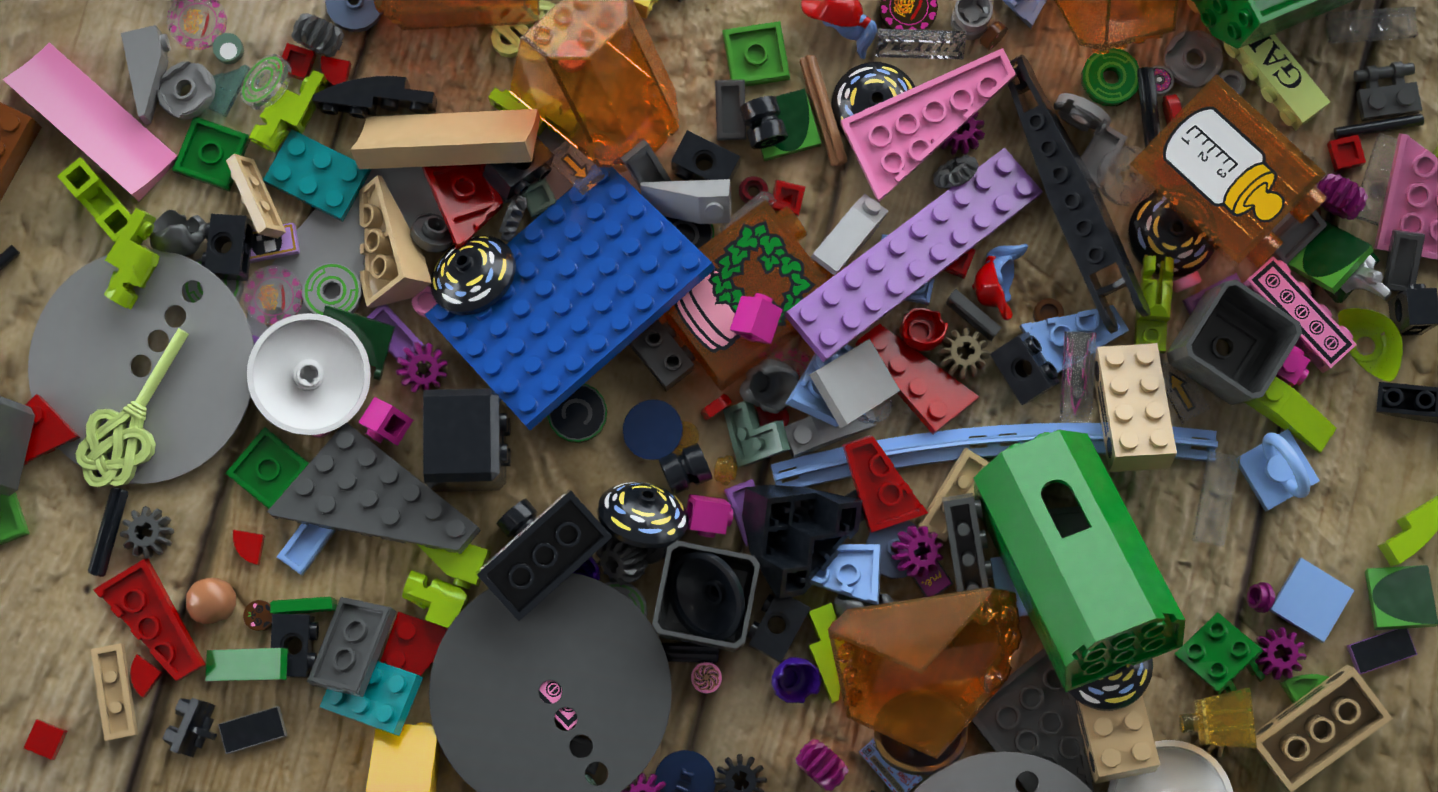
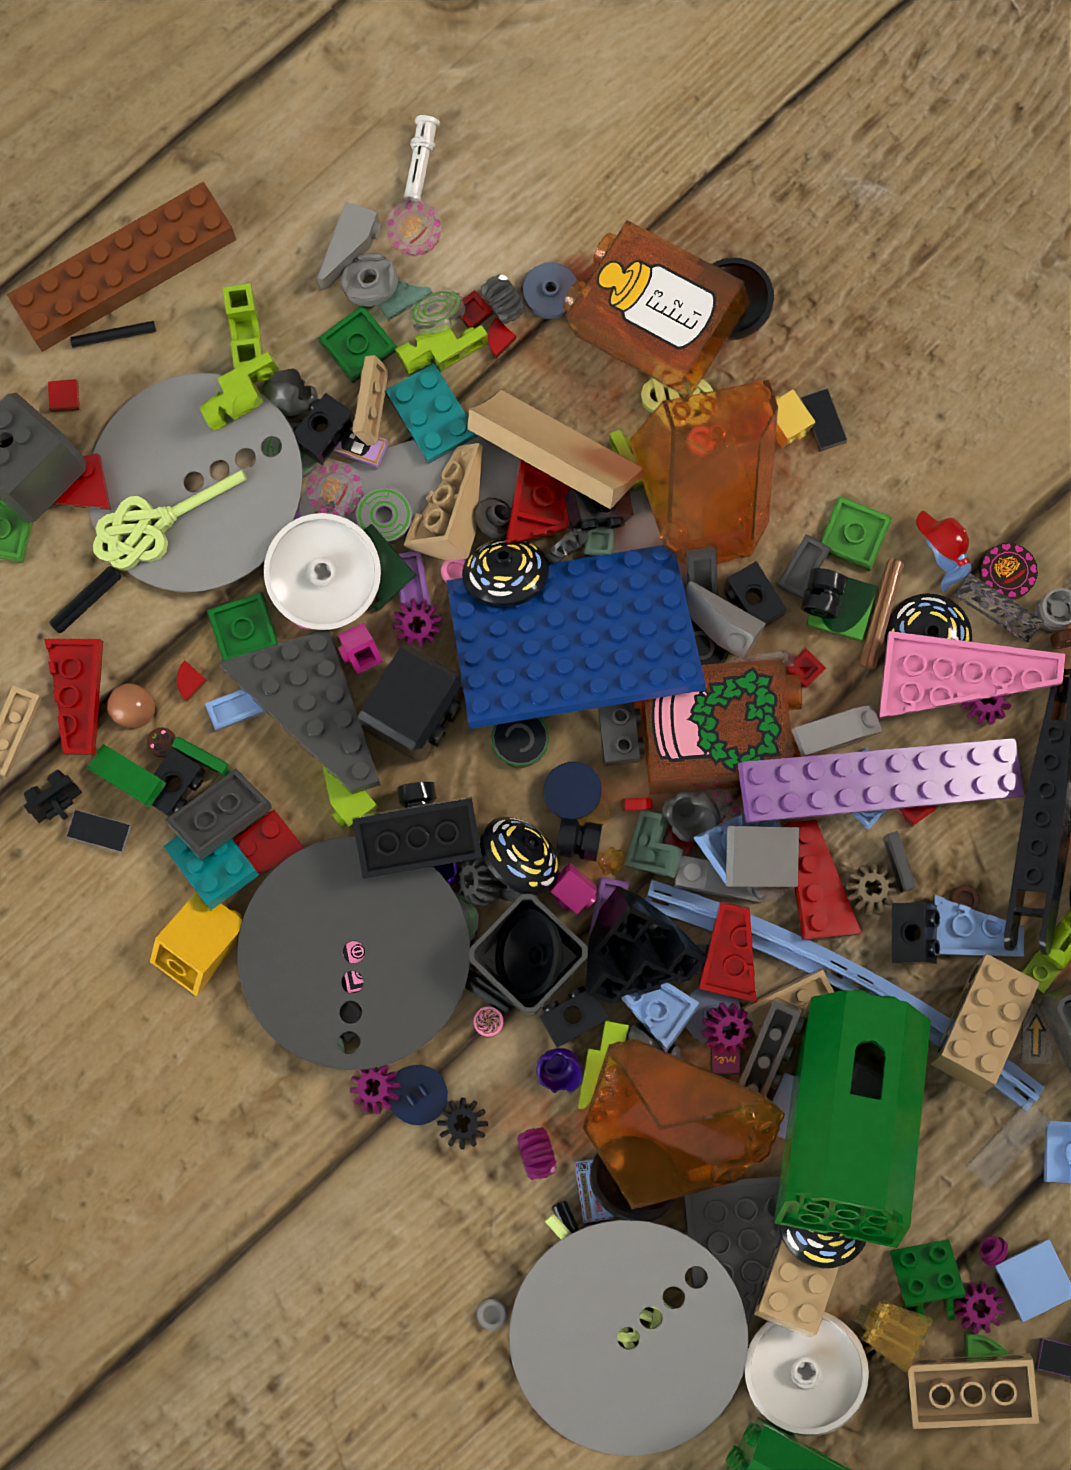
camera: 35 degrees right, 0 degrees up
(92, 121) = (279, 259): bright pink arch -> none
(142, 543) = (105, 624): dark grey gear -> none
(144, 675) = (41, 732): red tile -> none
(228, 48) = (424, 266): sand green tile -> none
(362, 96) = (509, 370): black slope -> none
(442, 598) = (314, 819): lime plate -> none
(576, 167) = (645, 536): clear tile -> none
(750, 182) = (780, 636): dark red plate -> none
(756, 318) = (712, 752): dark pink brick -> none
(923, 329) = (849, 847): red hair -> none
(955, 172) = (960, 733): dark grey gear -> none
(996, 276) = (938, 842): hair -> none
(1078, 376) = (955, 968): clear tile -> none

